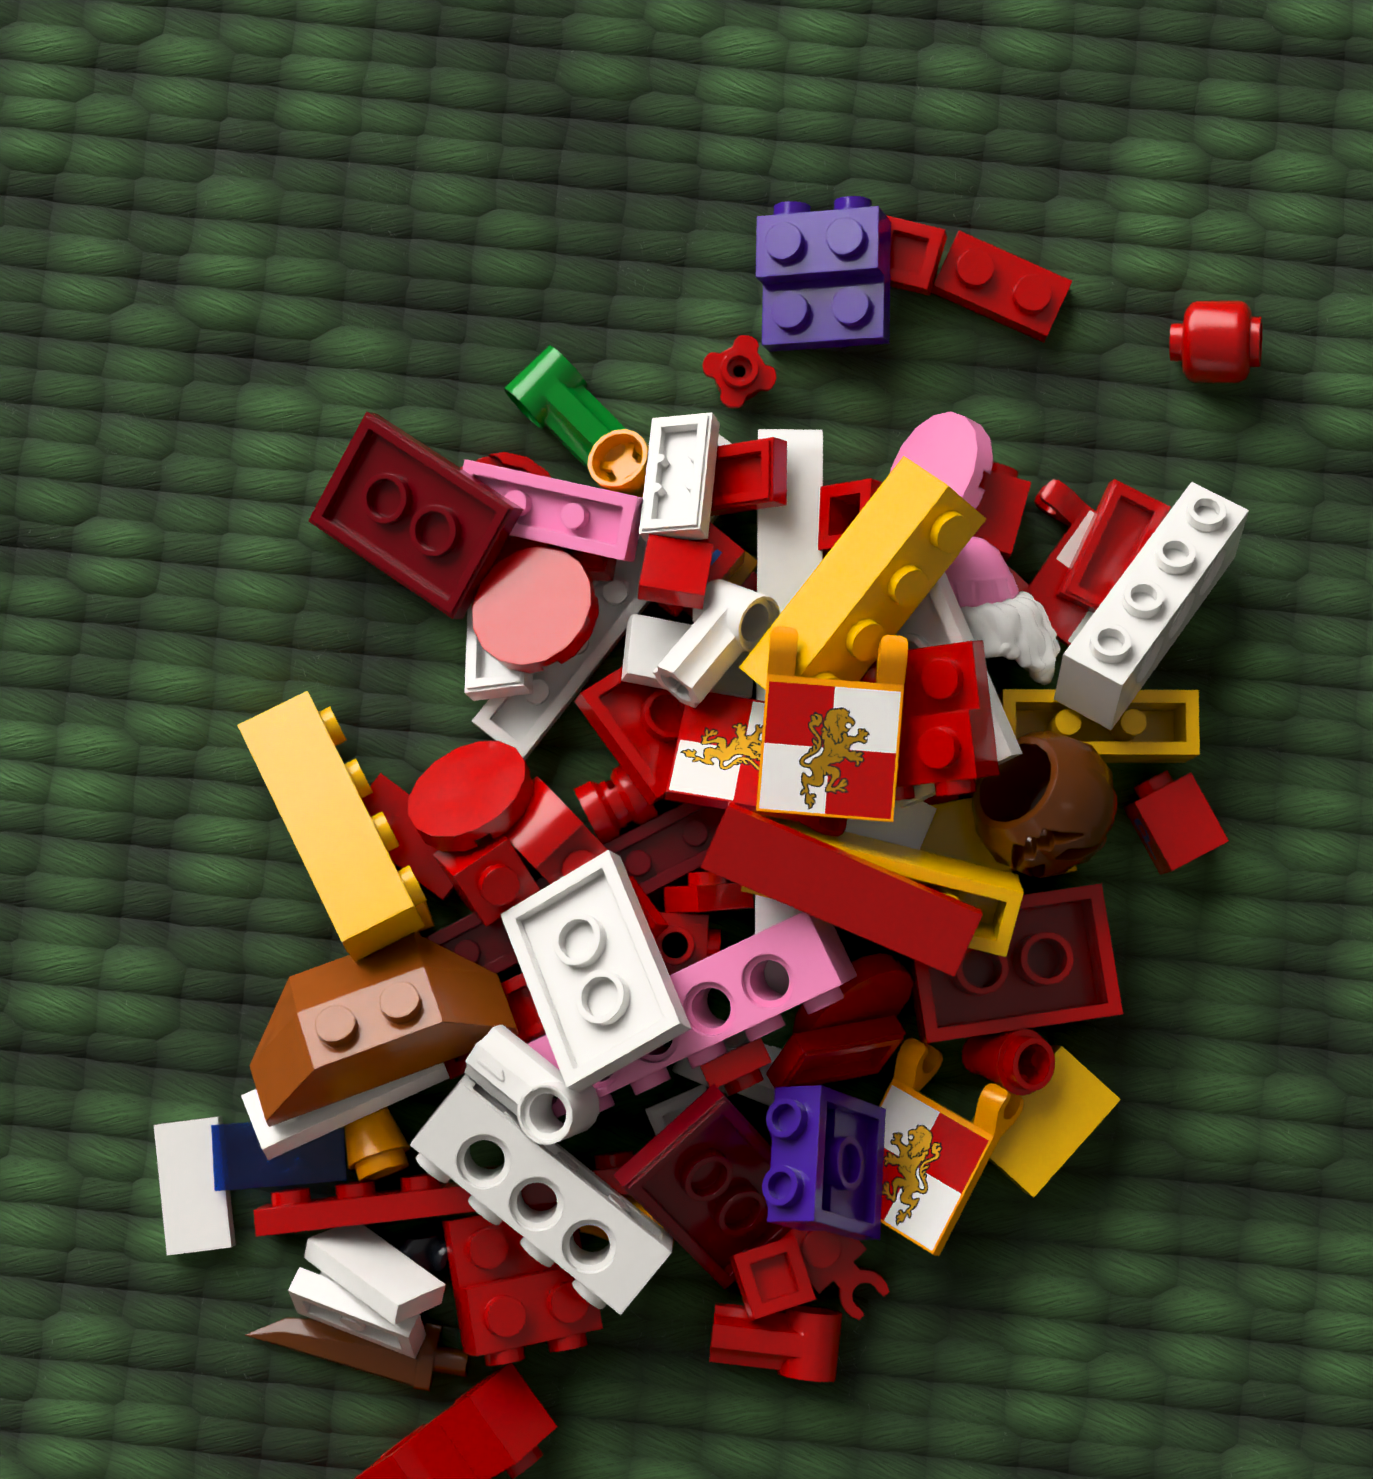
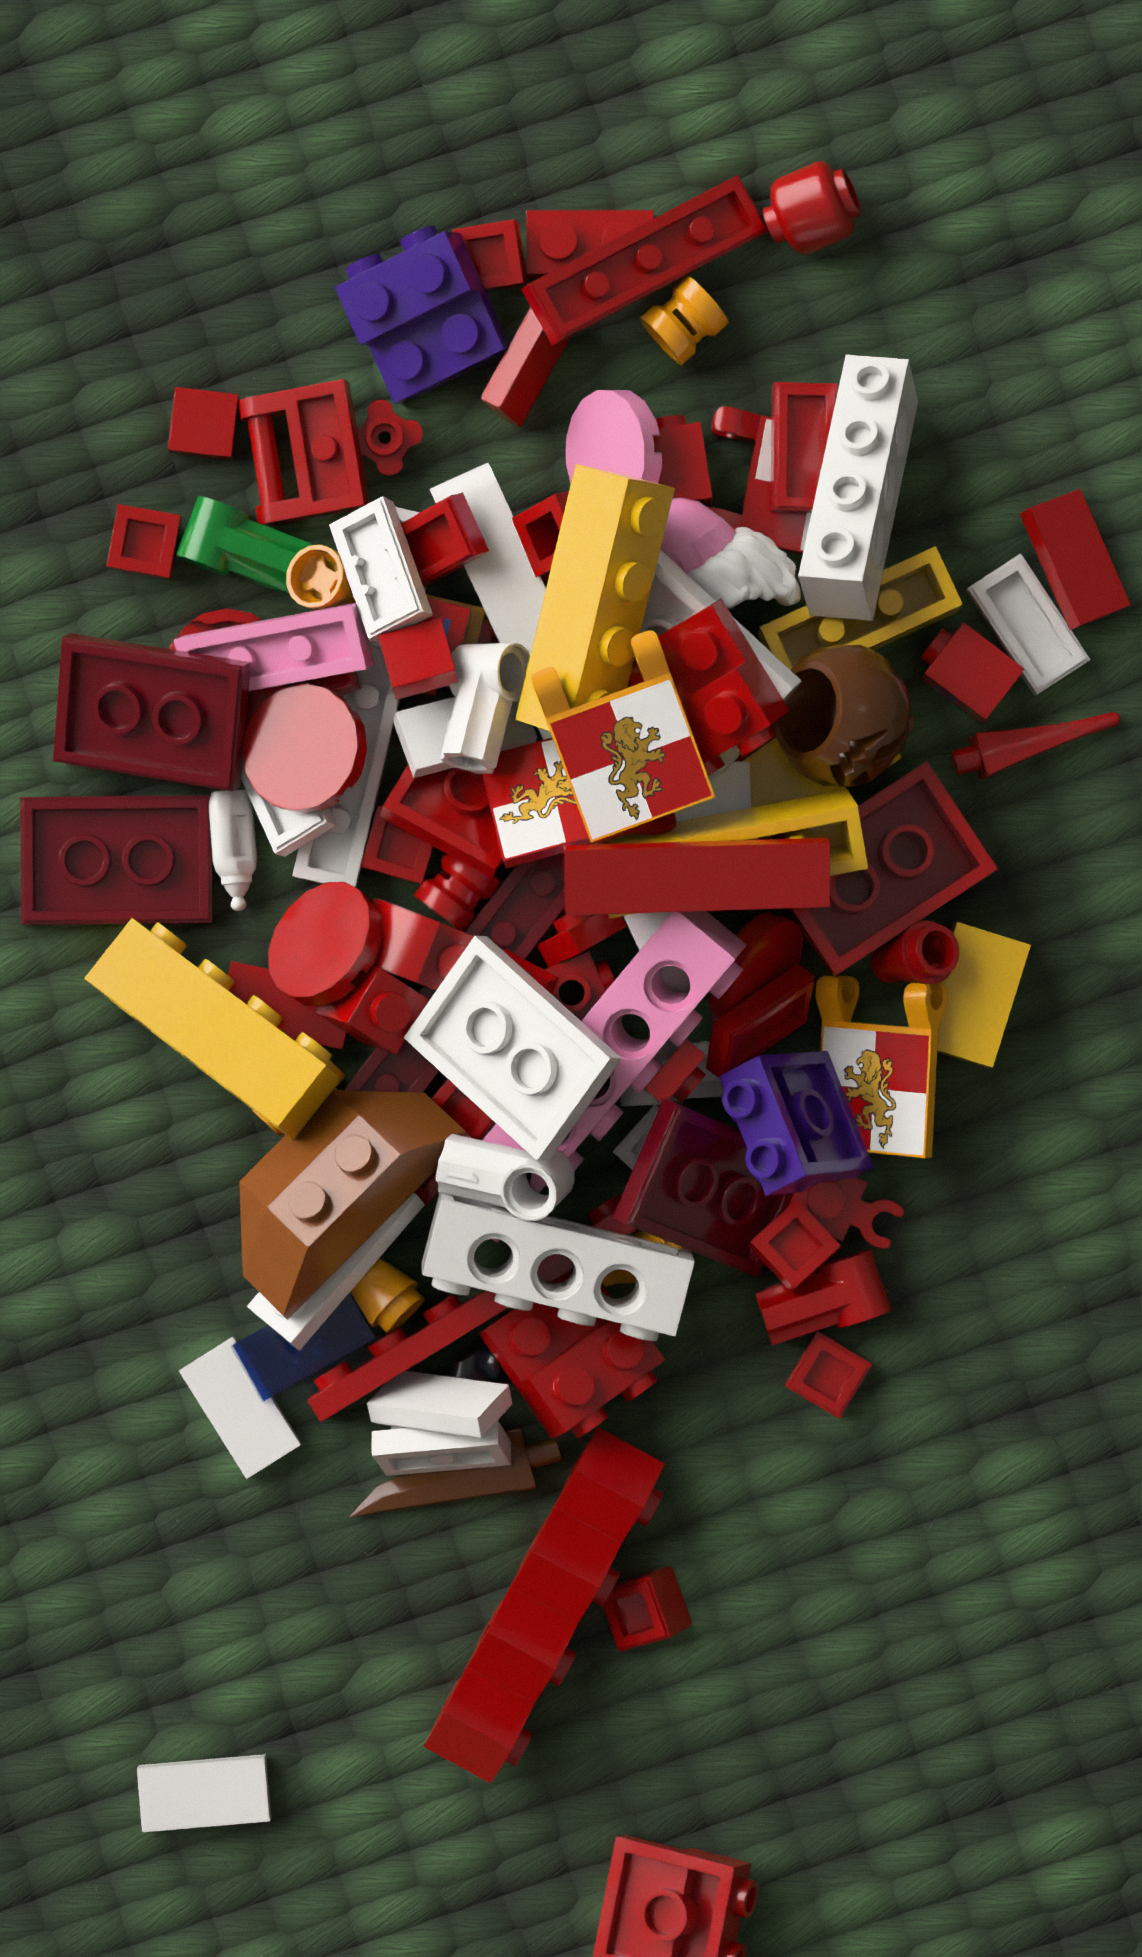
camera: 25 degrees left, 5 degrees up
(323, 635) = (116, 860): none -> dark red tile
(434, 667) = (233, 842): none -> white piece
(481, 365) = (144, 542): none -> red plate
(576, 744) = (396, 852): none -> red plate
(584, 287) = (203, 423): none -> red tile
(679, 353) = (323, 452): none -> red plate
(748, 1412) = (828, 1374): none -> red tile
(903, 358) = (522, 371): none -> red tile
(1044, 317) = (644, 260): none -> red tile
(1056, 389) = (693, 311): none -> light orange wheel
(1171, 906) = (1002, 749): none -> red piece
(1245, 803) = (1027, 624): none -> white tile
(1315, 763) = (1074, 559): none -> red tile

